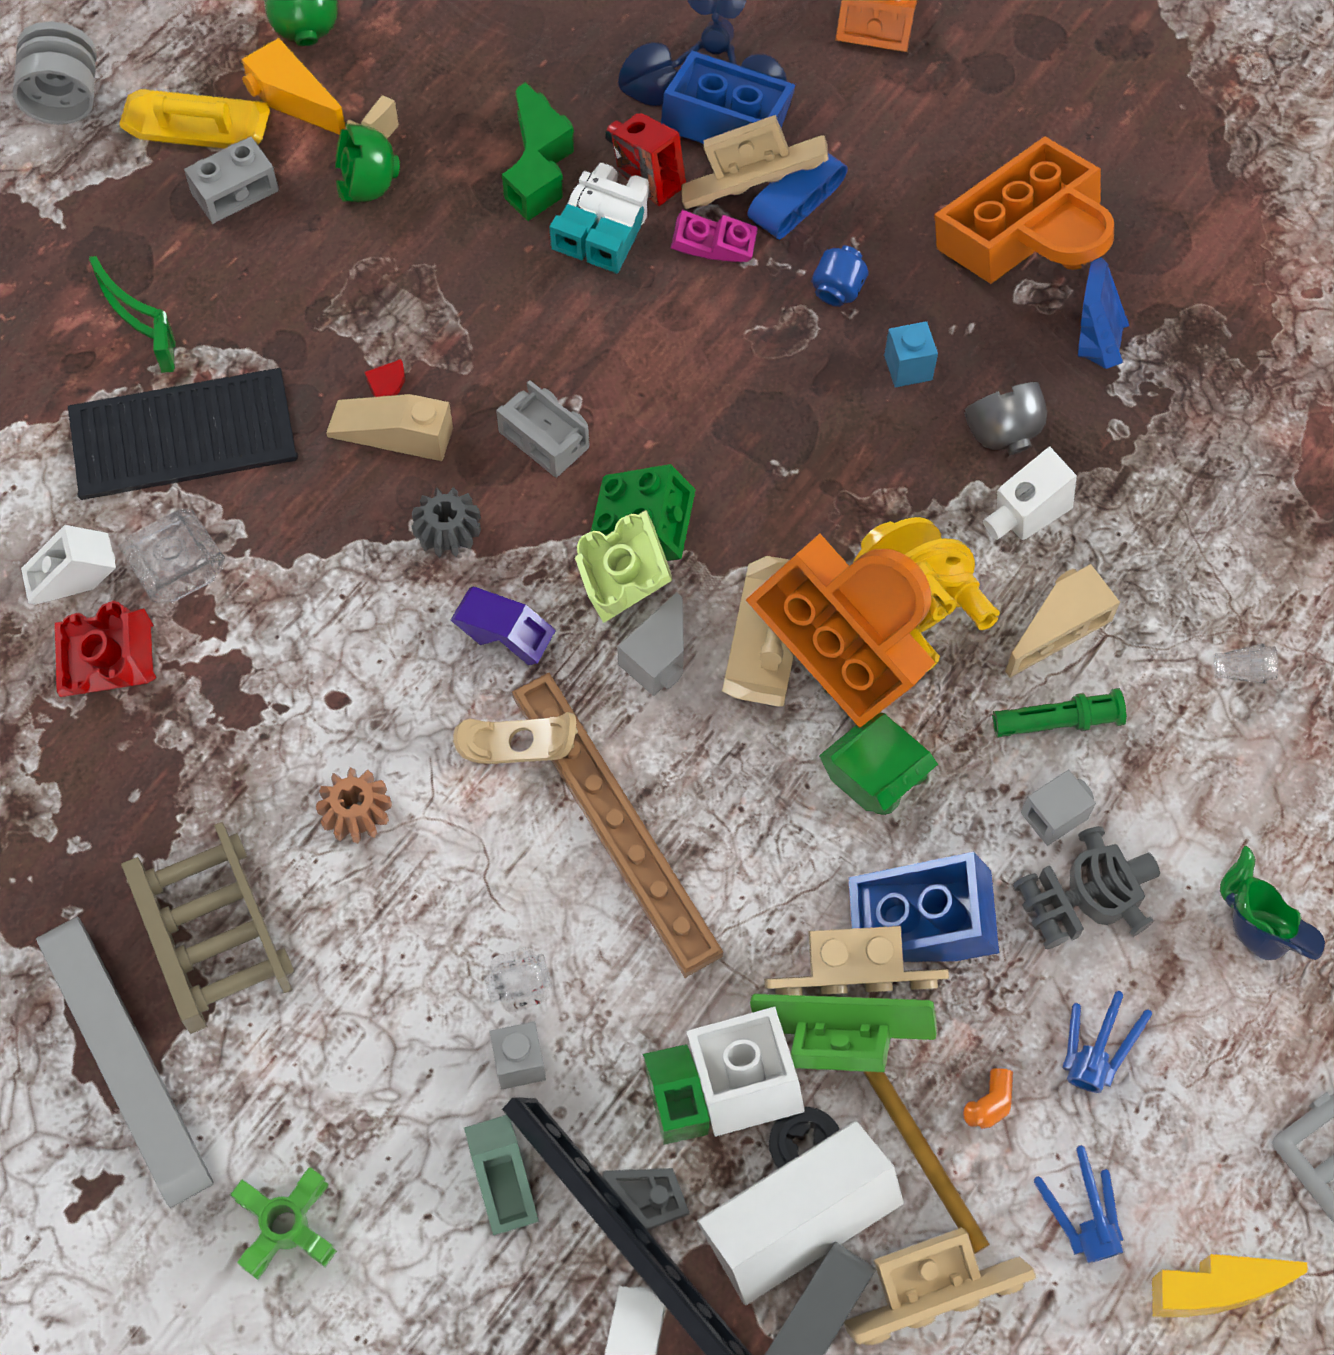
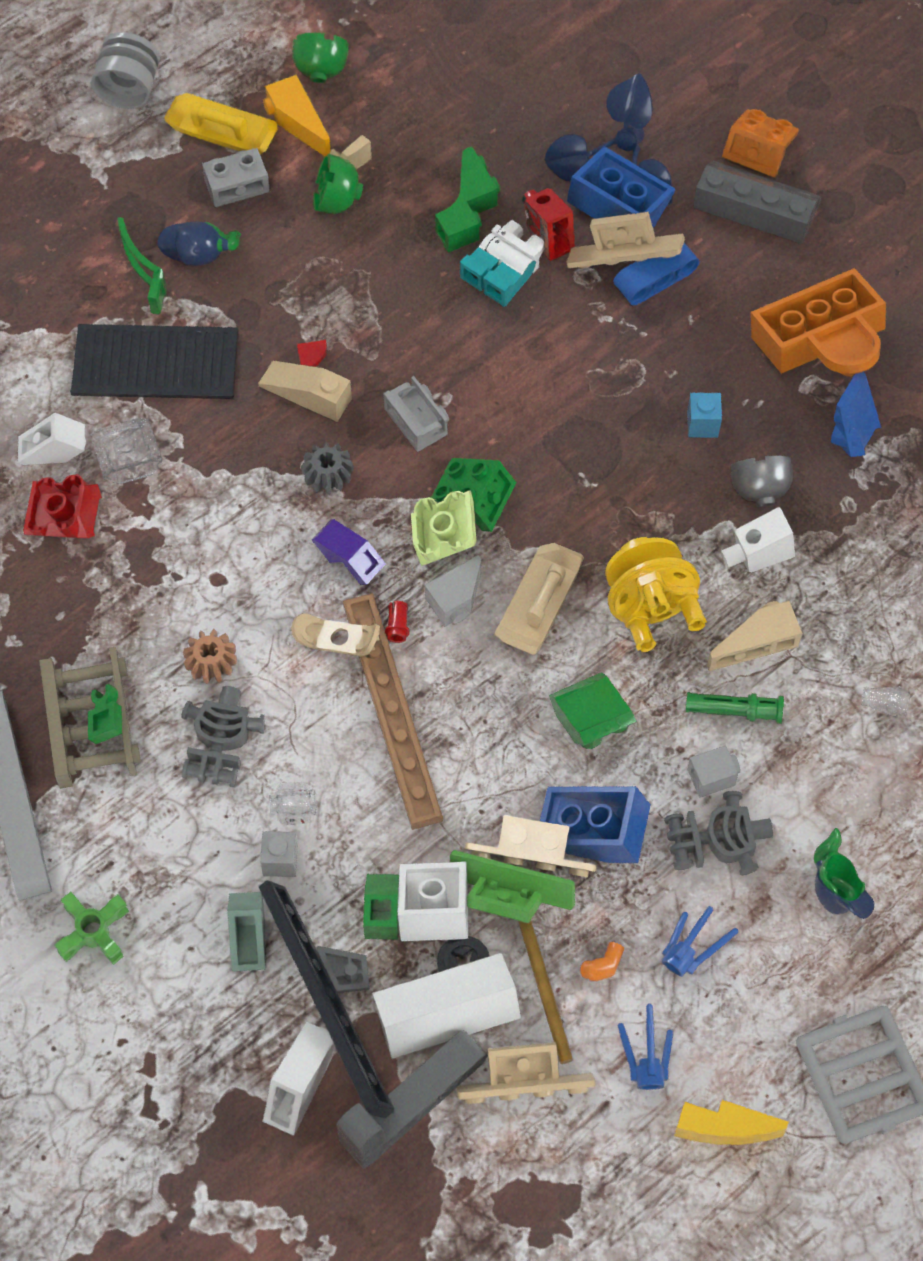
camera: 15 degrees right, 0 degrees up
(199, 270) = (196, 242): none -> dark blue hair
(234, 922) = (106, 718): none -> green plate
(403, 888) = (228, 732): none -> dark grey piece
(594, 712) = (397, 622): none -> red pin
(718, 240) = (587, 297): dark pink slope -> none
(839, 275) = (669, 343): blue head -> none
(850, 622) = (590, 604): orange brick -> none
(895, 85) = (756, 201): none -> dark grey slope

